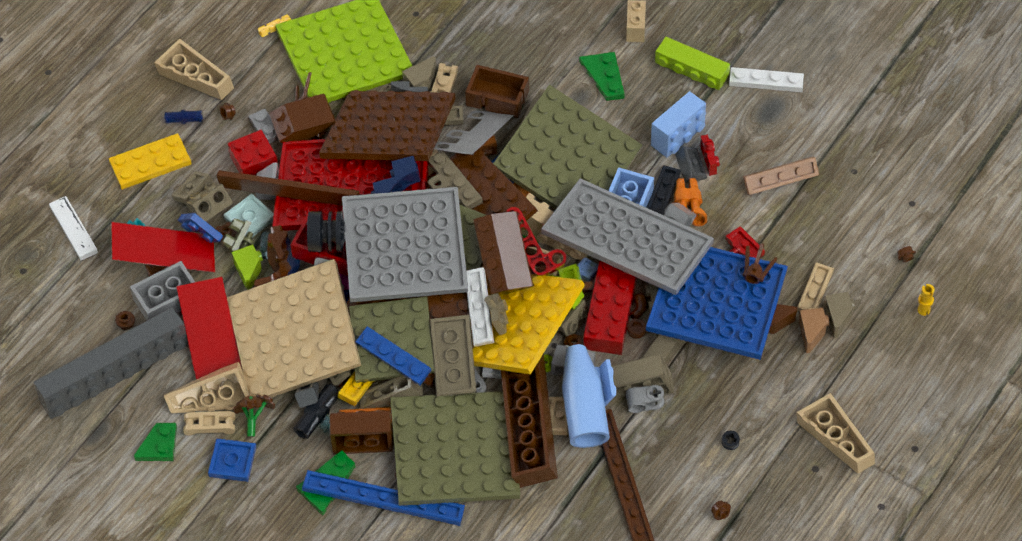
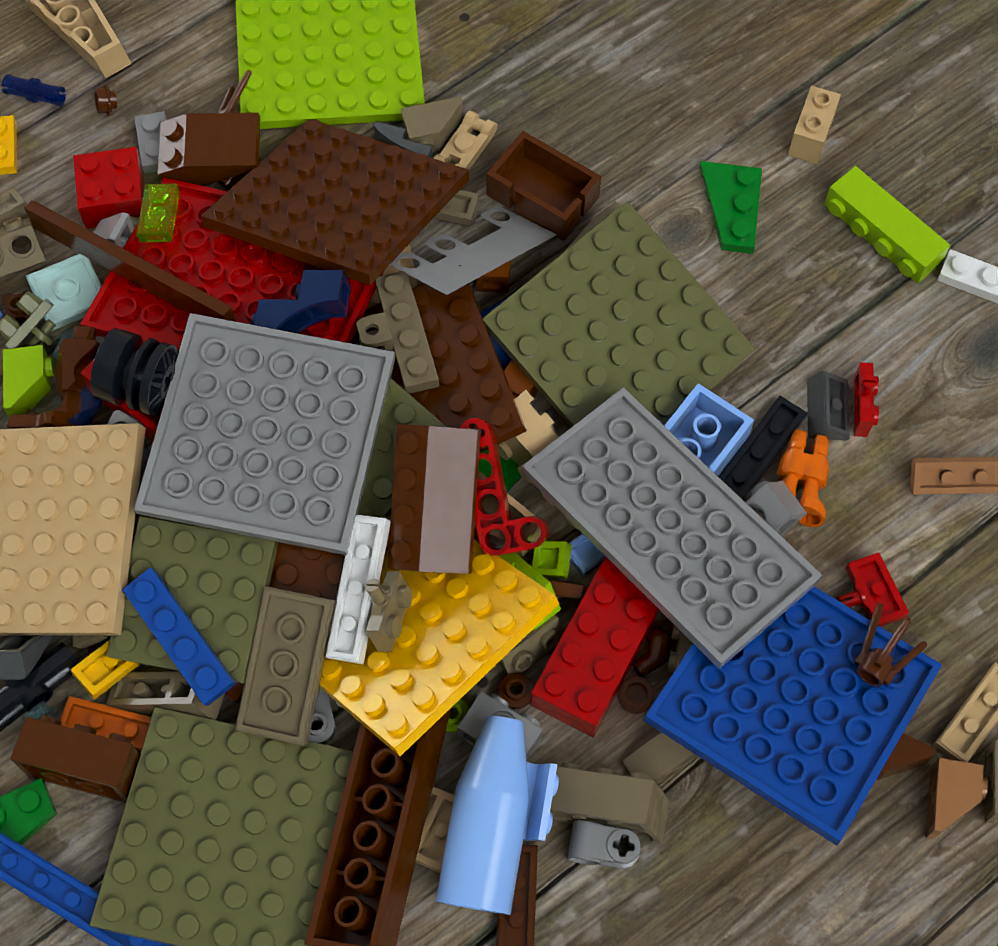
camera: 15 degrees right, 10 degrees up
(290, 159) = (158, 213): none -> clear neon green plate
(678, 124) = (828, 331): light blue brick -> none

